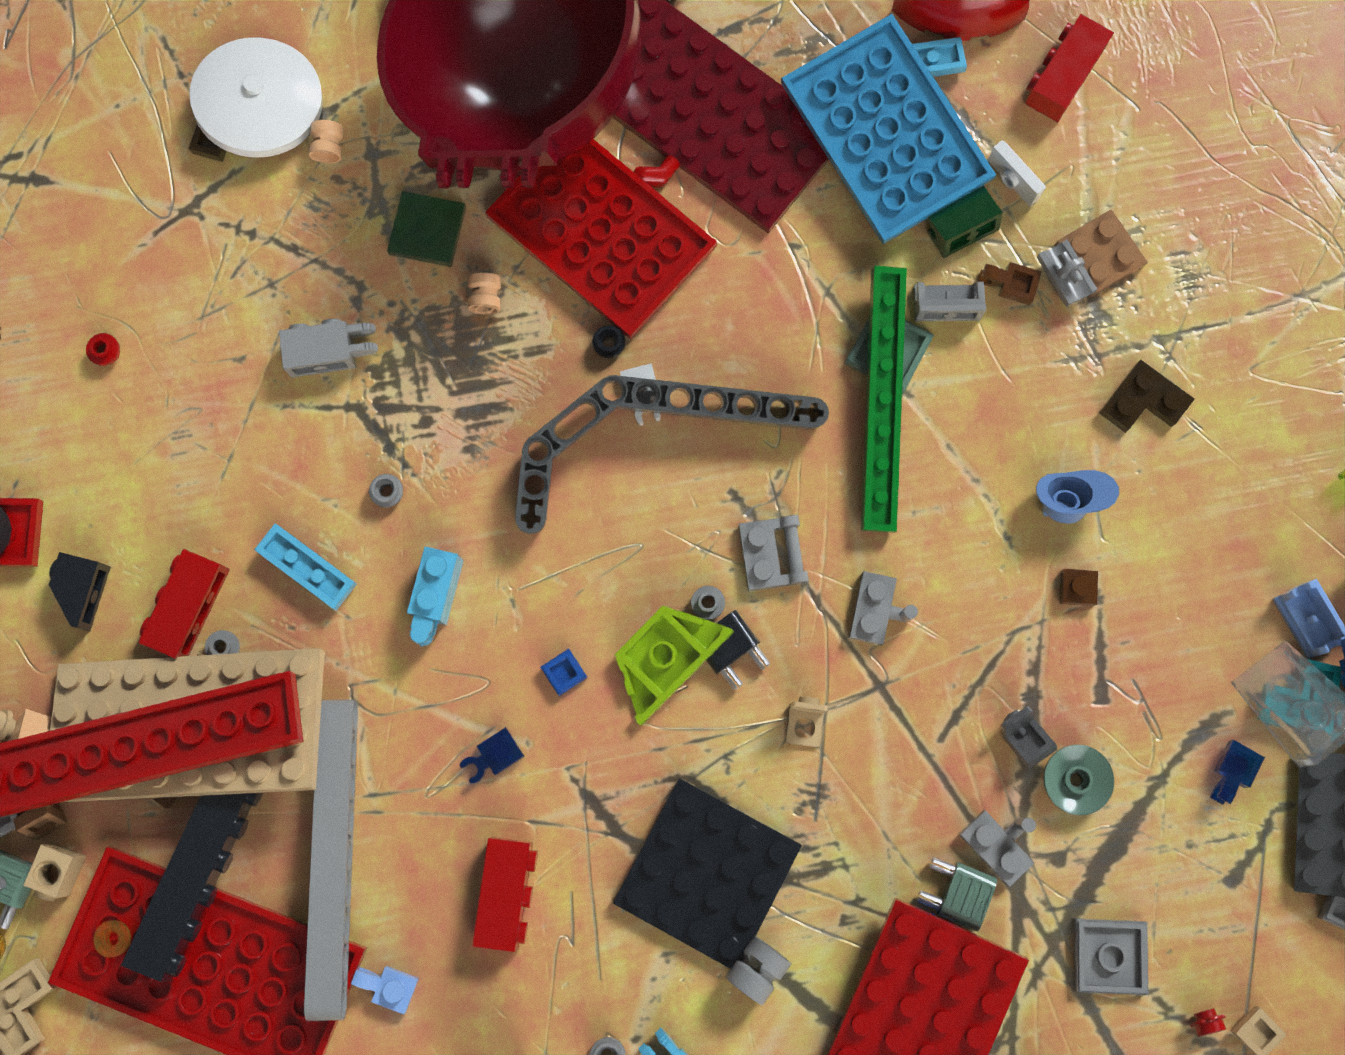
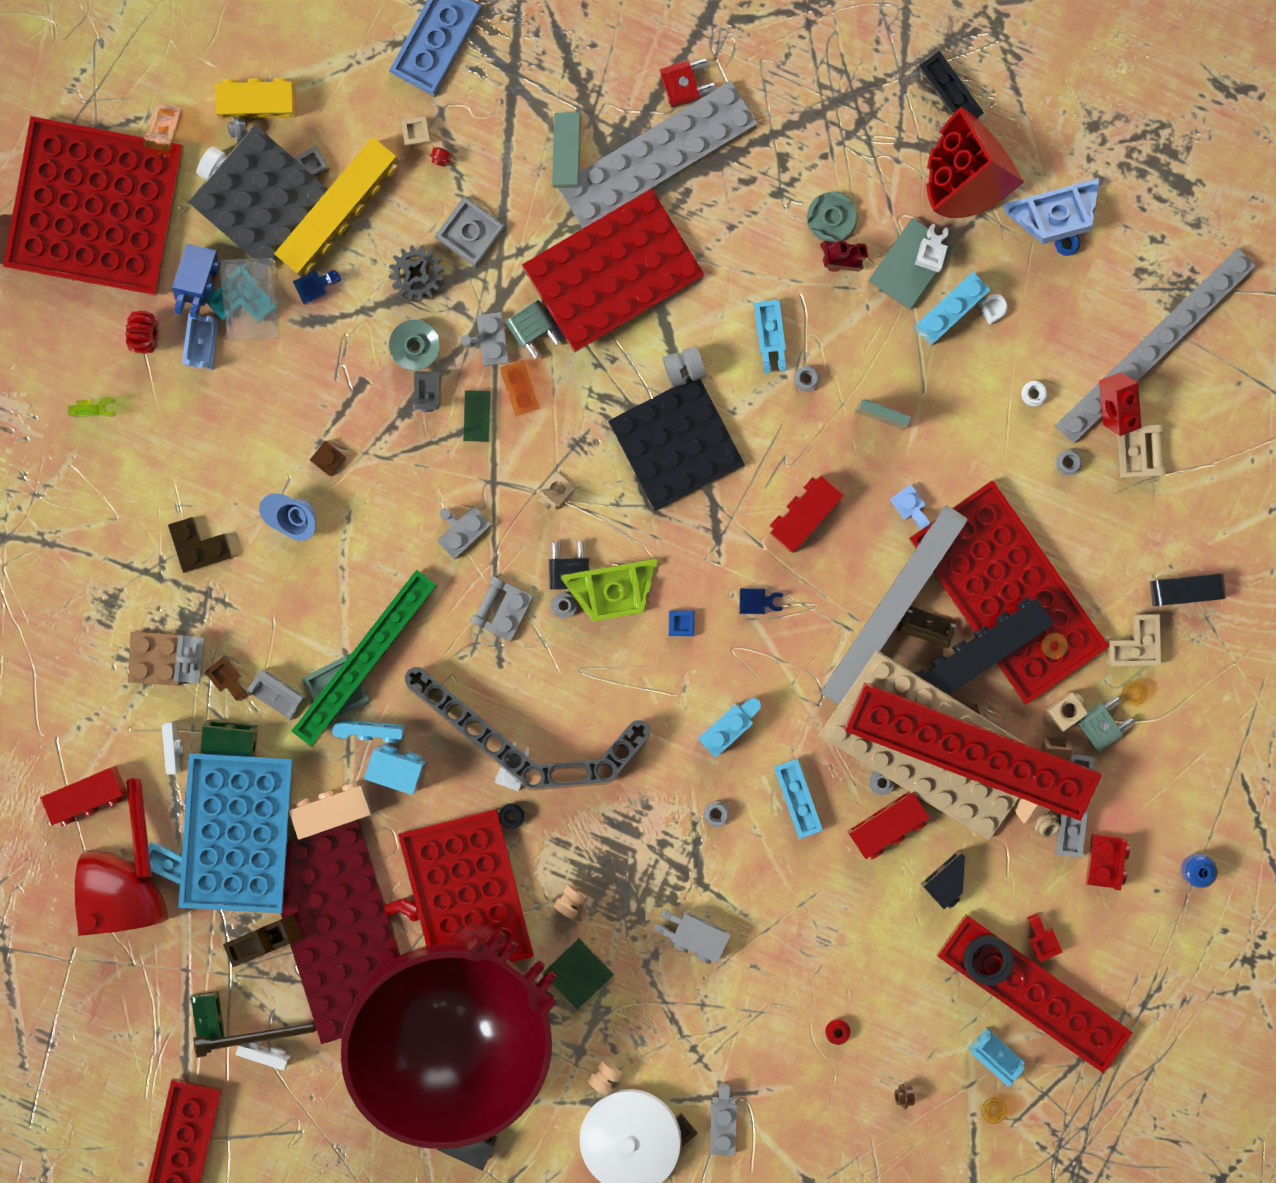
camera: 145 degrees left, 10 degrees up
(169, 179) = (723, 1123): none -> light grey hinge
(276, 859) = (927, 626): none -> dark brown hinge
(767, 302) = (395, 769): none -> medium azure brick
(779, 46) = (263, 940): none -> dark brown slope
(804, 219) = (330, 810): none -> light nougat brick
(824, 328) = (368, 730): none -> medium azure hinge
(927, 813) = (519, 388): none -> clear orange plate
(951, 748) = (477, 416): none -> clear green tile
(989, 71) = (138, 828): none -> red axle
(1136, 878) = (410, 282): none -> dark grey gear
(1279, 880) = (337, 206): none -> yellow brick

